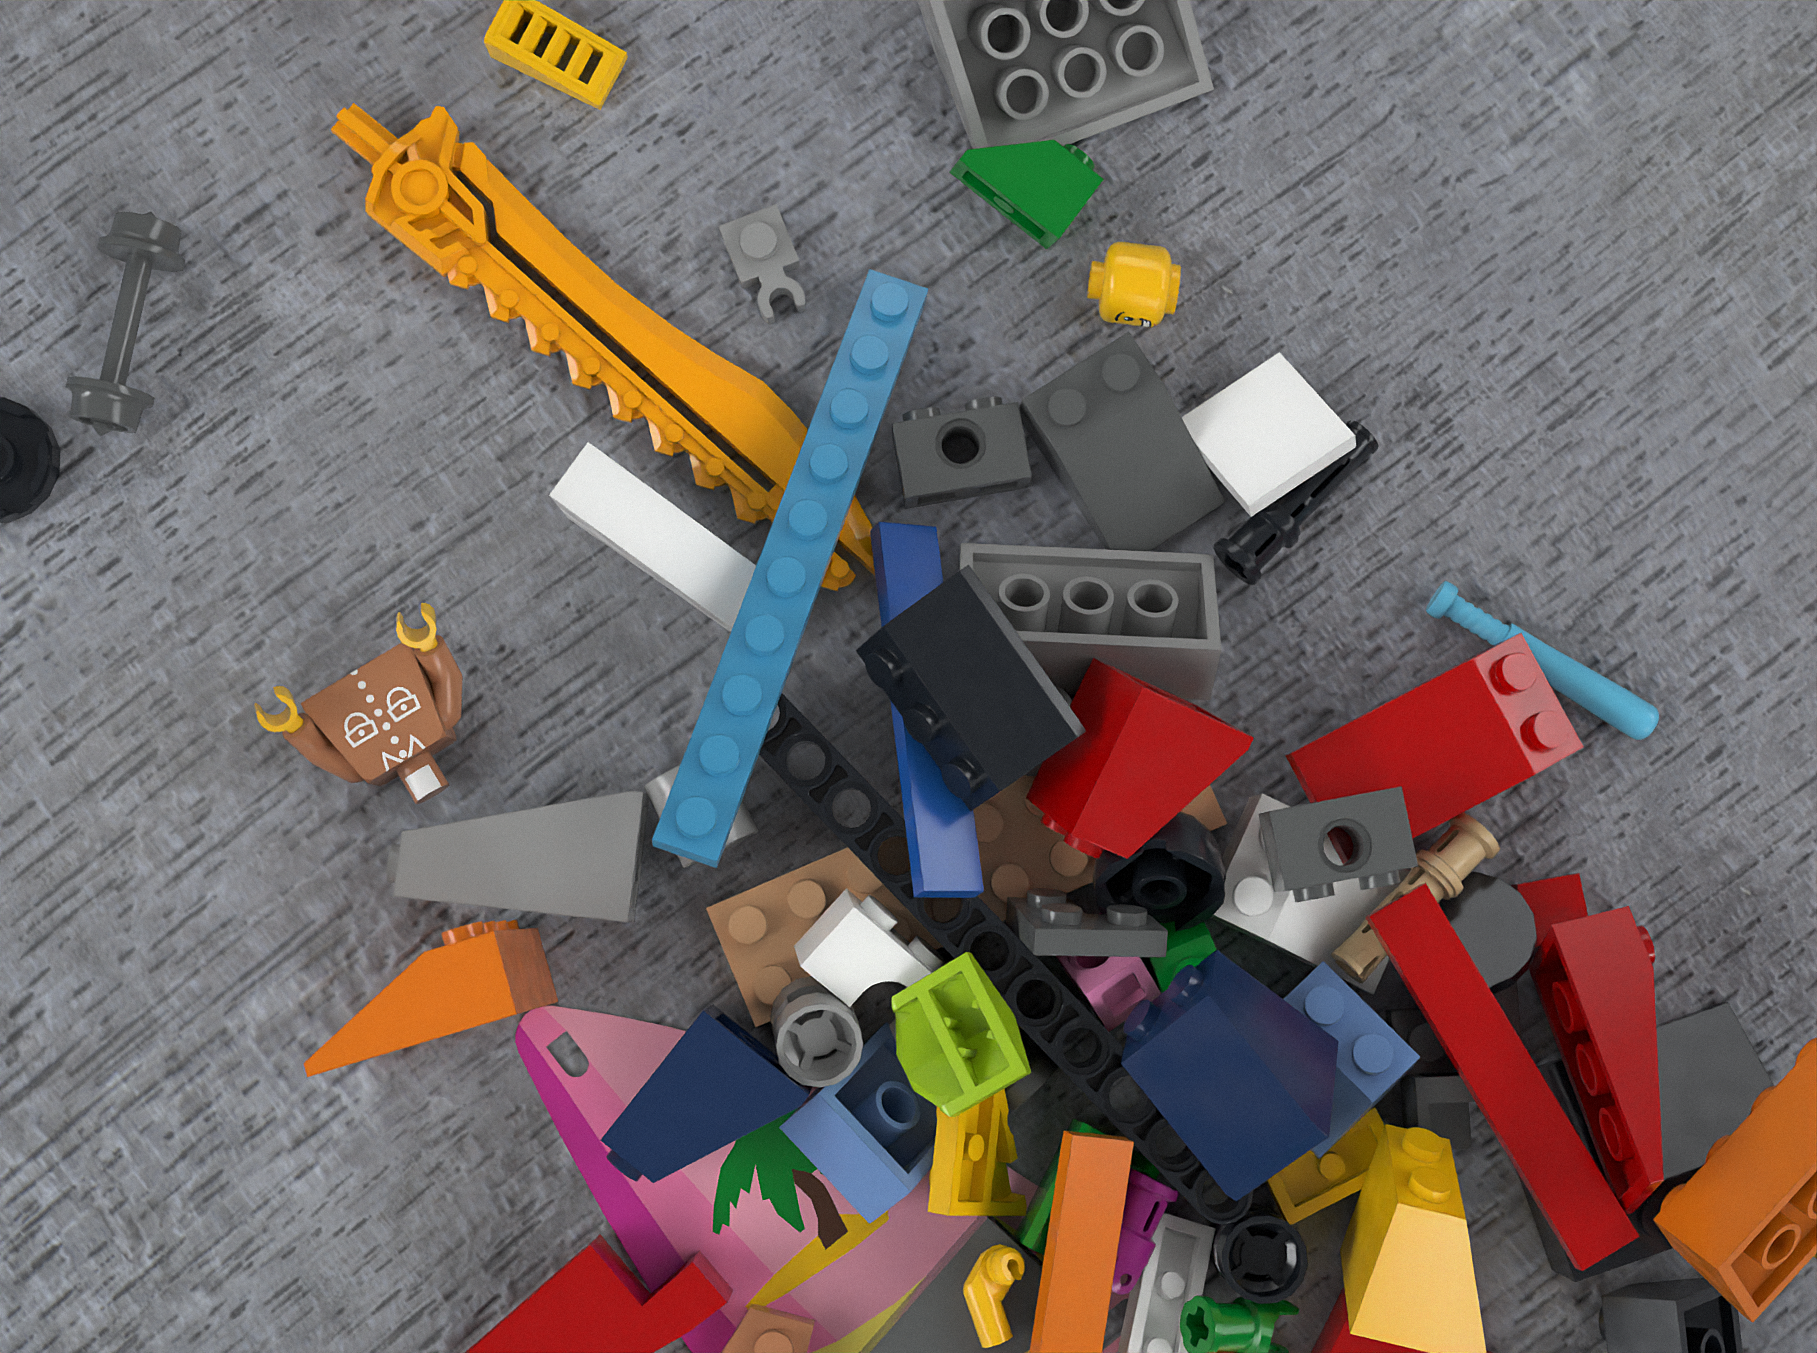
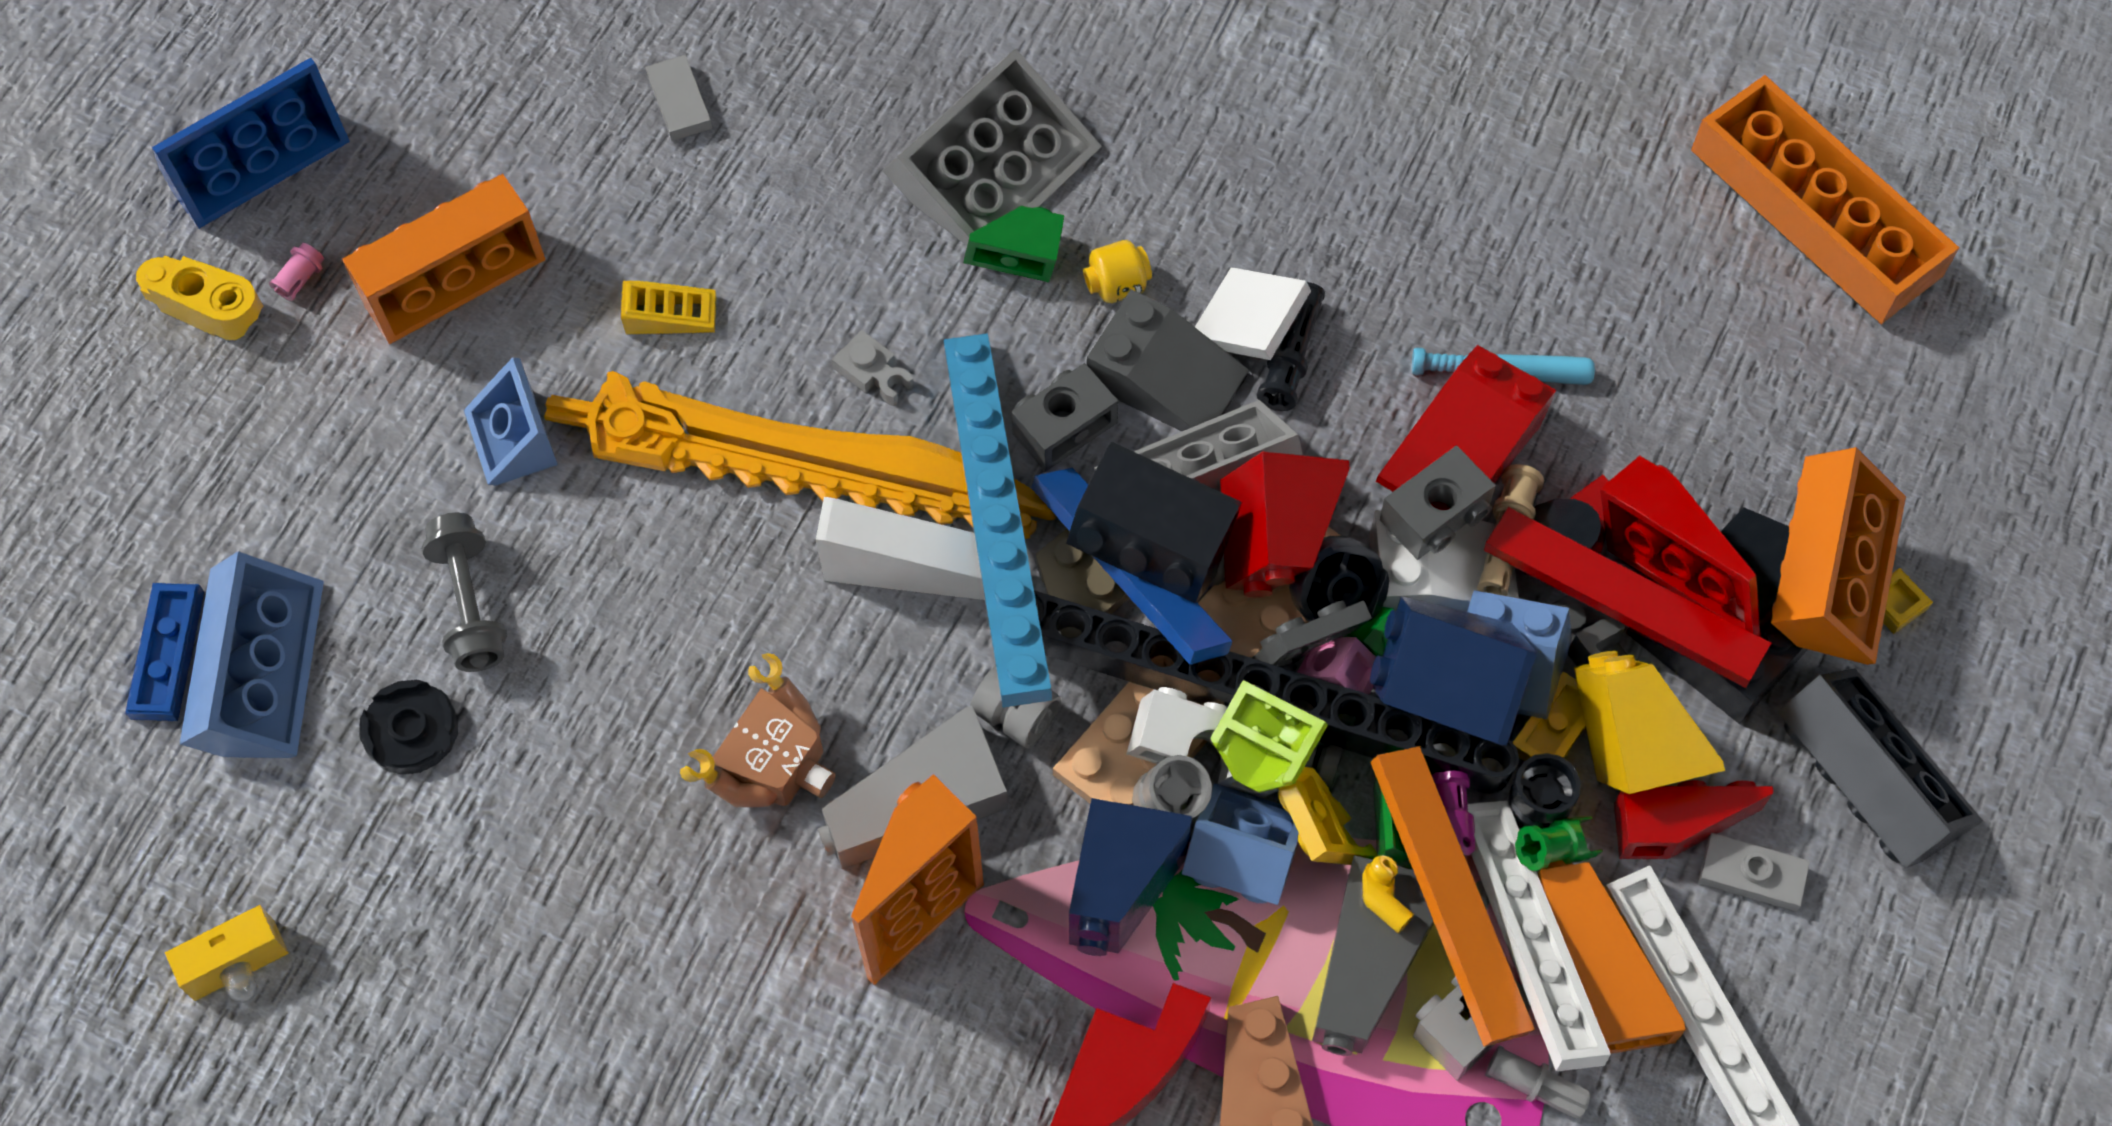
camera: 20 degrees left, 20 degrees down
(287, 122) = (509, 427): none -> medium blue slope
(846, 701) = (1077, 579): none -> dark tan wing

